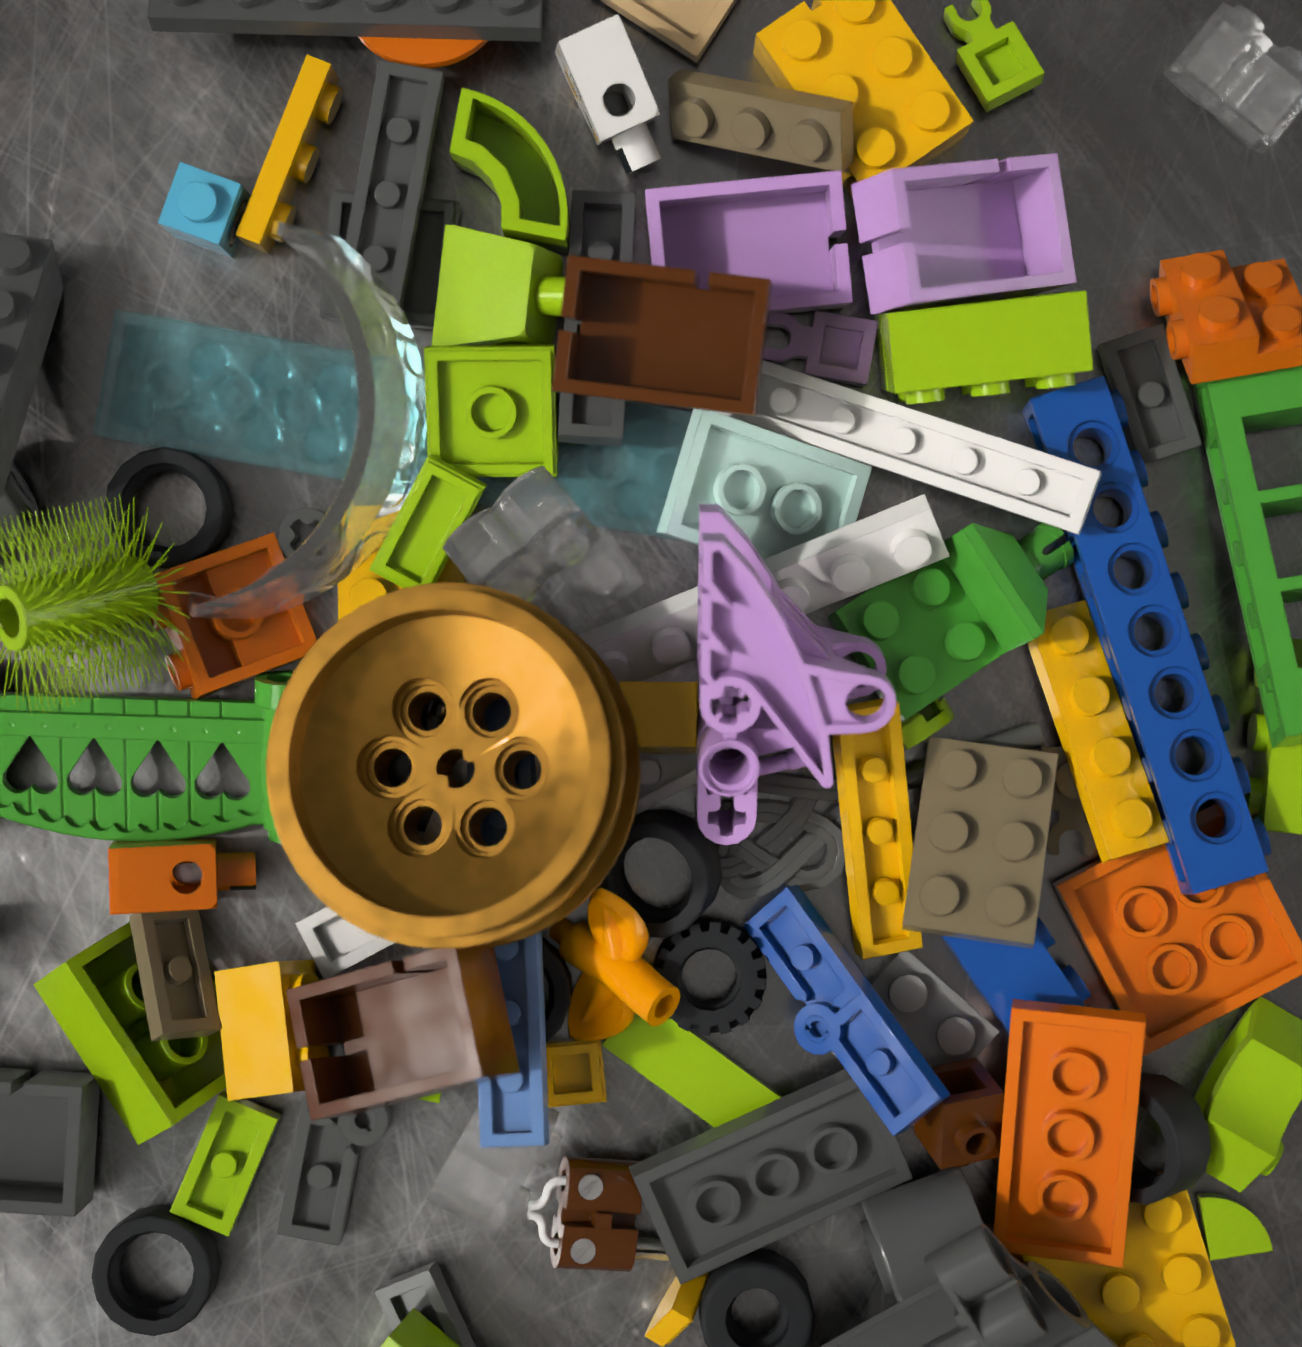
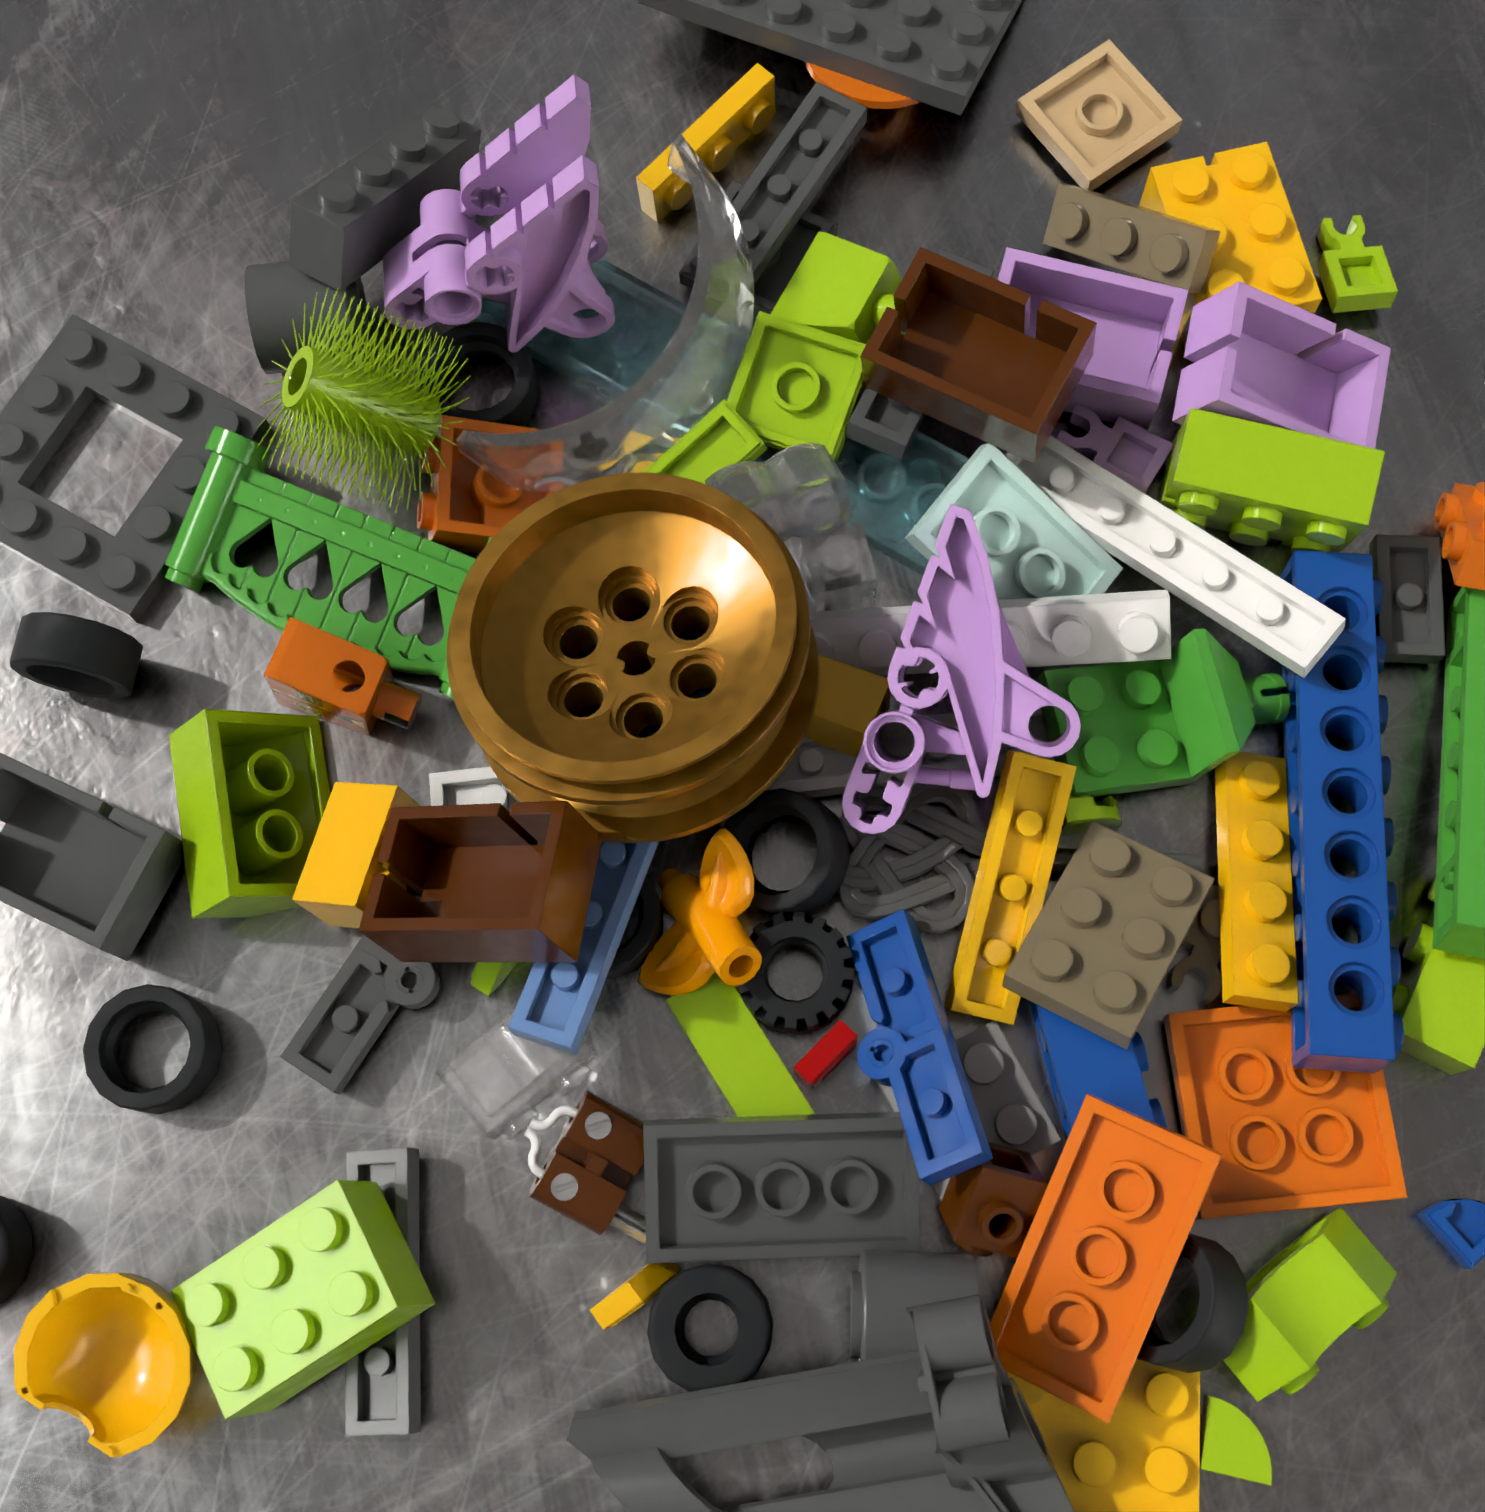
camera: 25 degrees right, 15 degrees down
(174, 974) = (298, 769): dark tan plate -> none
(183, 392) = (533, 255): none -> lavender piece
(204, 209) = (621, 151): medium azure brick -> none
(225, 1163) = (263, 973): lime plate -> none
(516, 165) = (892, 196): lime brick -> none
(575, 1072) = (627, 1018): yellow tile -> none
(605, 62) = (1005, 171): white torso -> none
(766, 1041) = (826, 1055): none -> red tile

